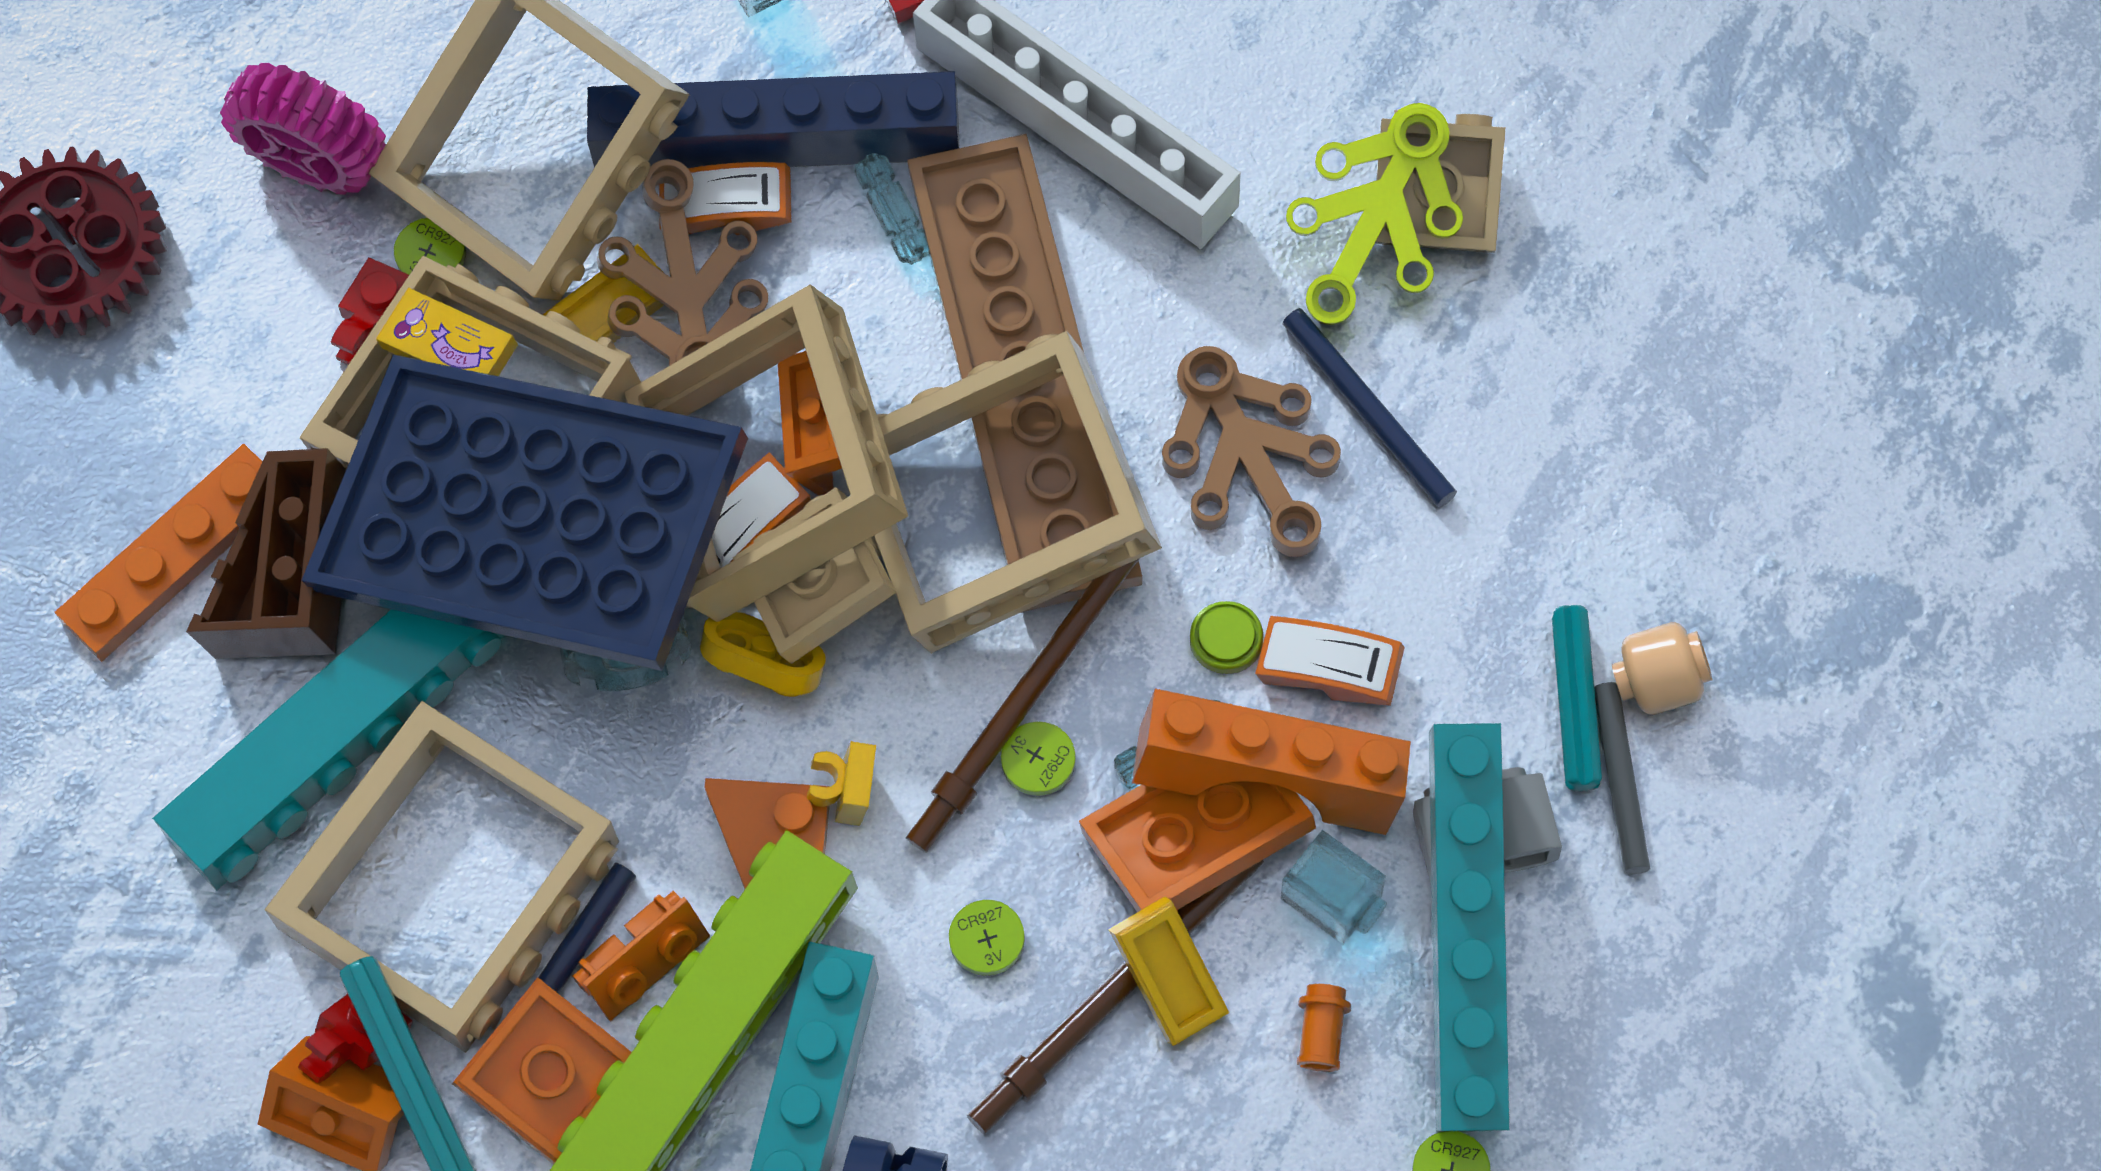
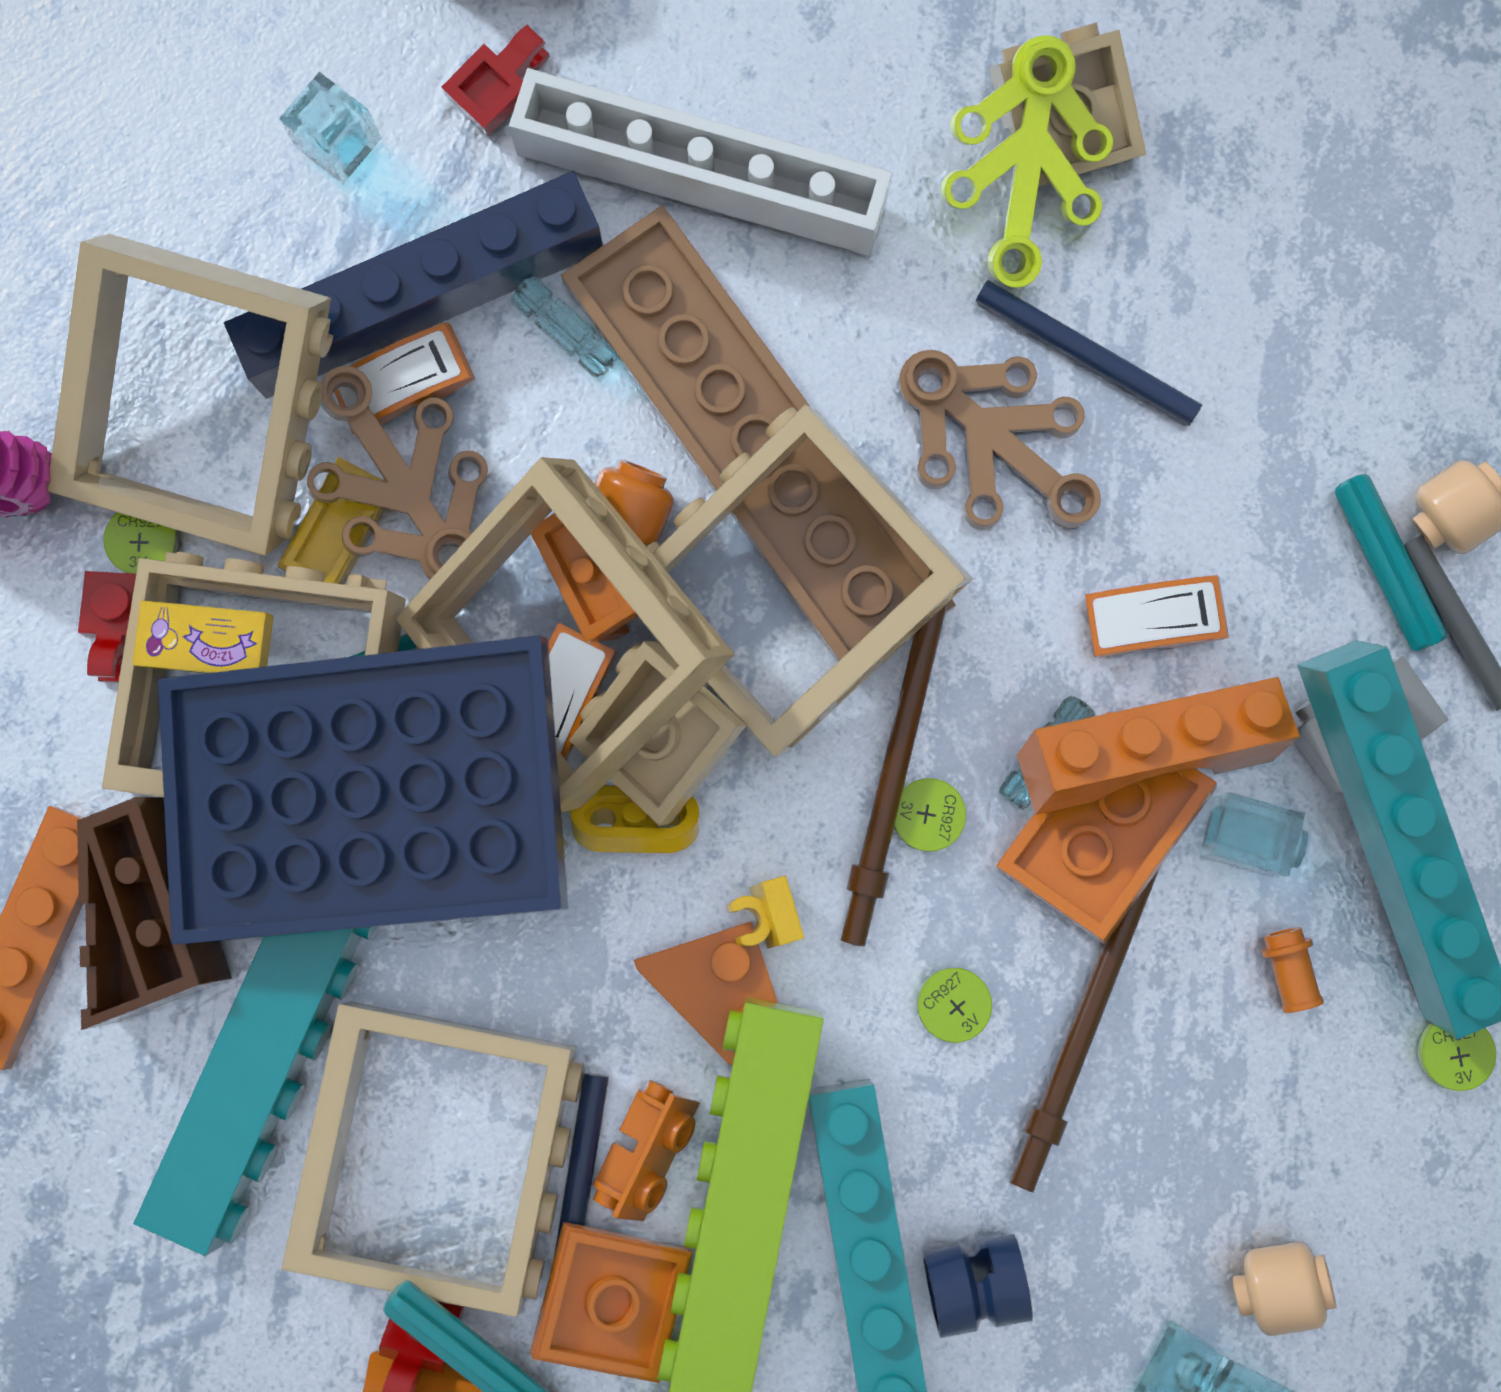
camera: 25 degrees left, 15 degrees up
(889, 373) = (638, 498): none -> orange head
(1169, 970) = (1140, 978): yellow tile -> none
(1226, 637) = (1049, 628): lime piece -> none

